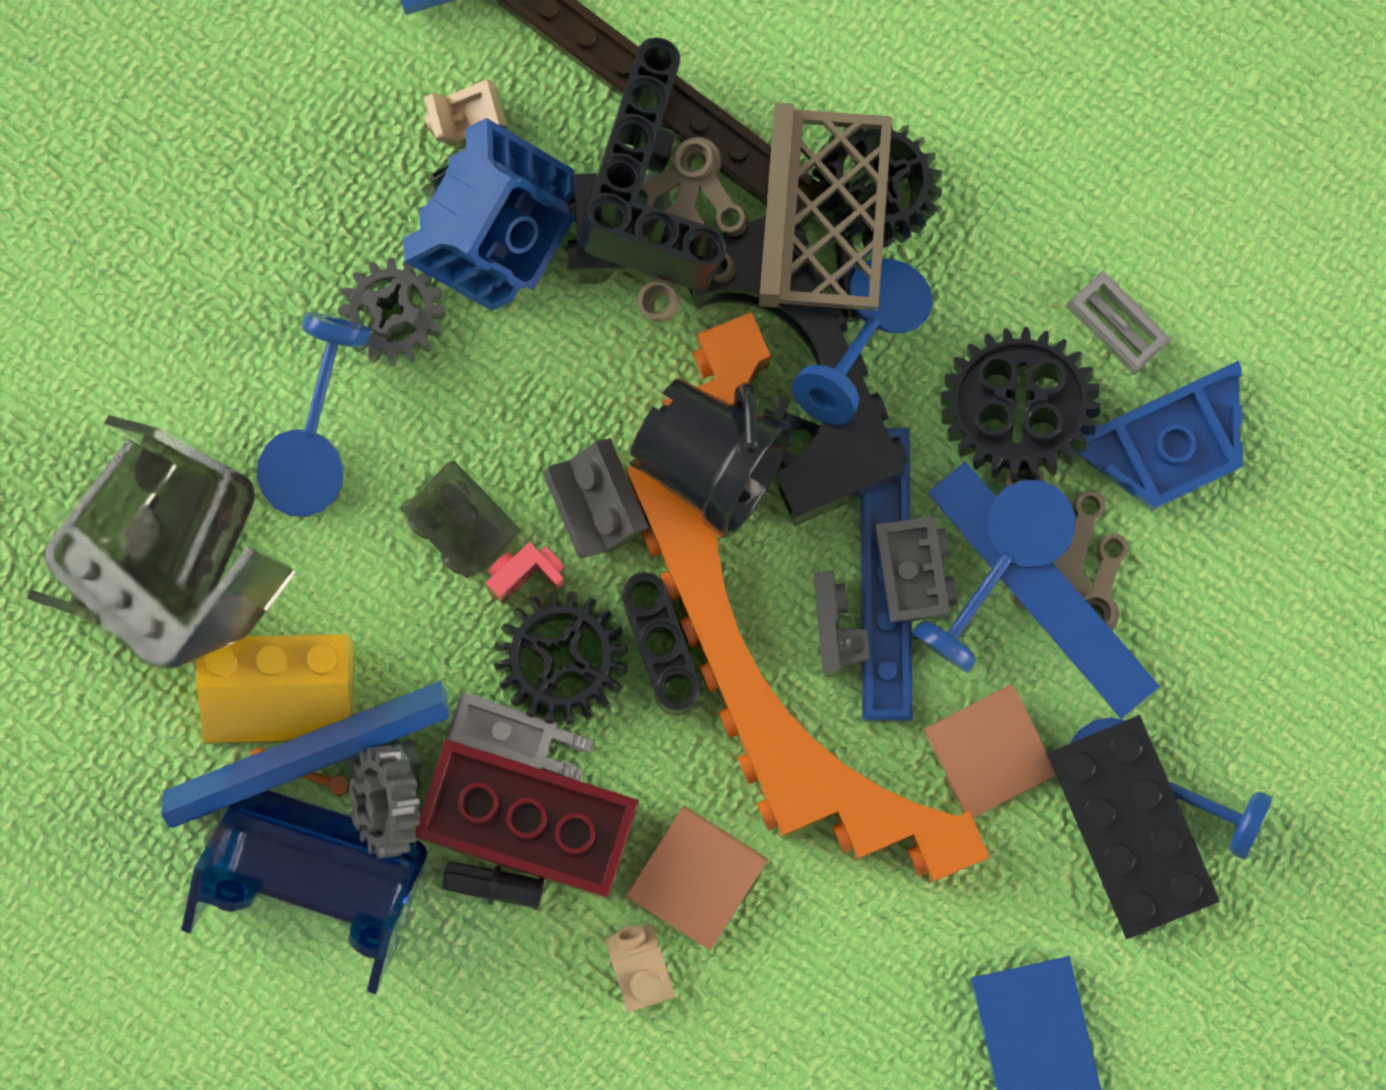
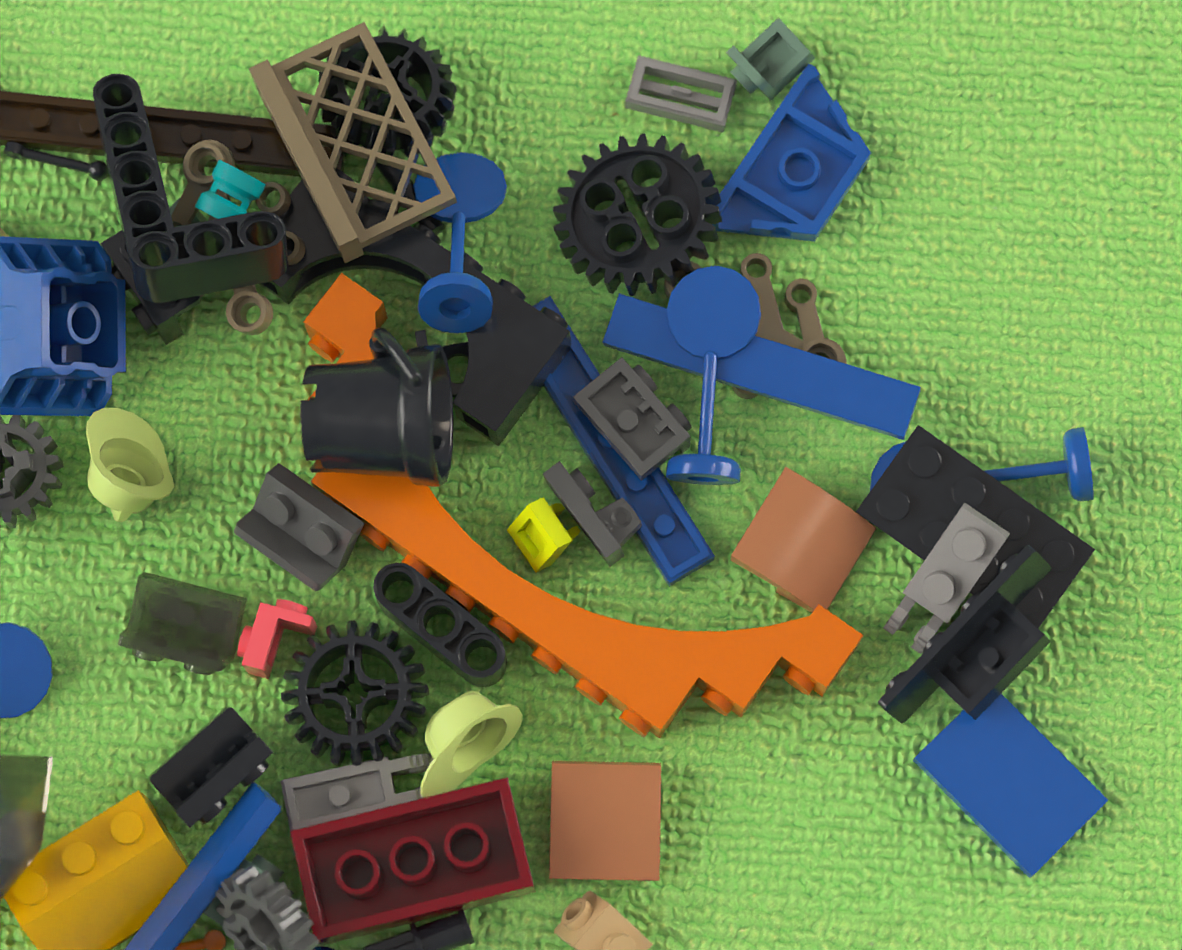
camera: 25 degrees left, 5 degrees down
(415, 649) = (210, 767): none -> black bracket
(492, 363) = (126, 462): none -> yellowish green piece
(607, 105) = (97, 170): none -> black hinge
(625, 744) = (465, 737): none -> yellowish green piece
(662, 149) = (170, 176): black tile -> none
(707, 192) = (233, 183): none -> teal wheel
(784, 619) = (541, 533): none -> neon yellow tile
(1075, 925) = (980, 649): none -> black bracket
(1090, 849) = (949, 572): none -> light grey hinge
(1208, 339) = (770, 60): none -> sand green bracket

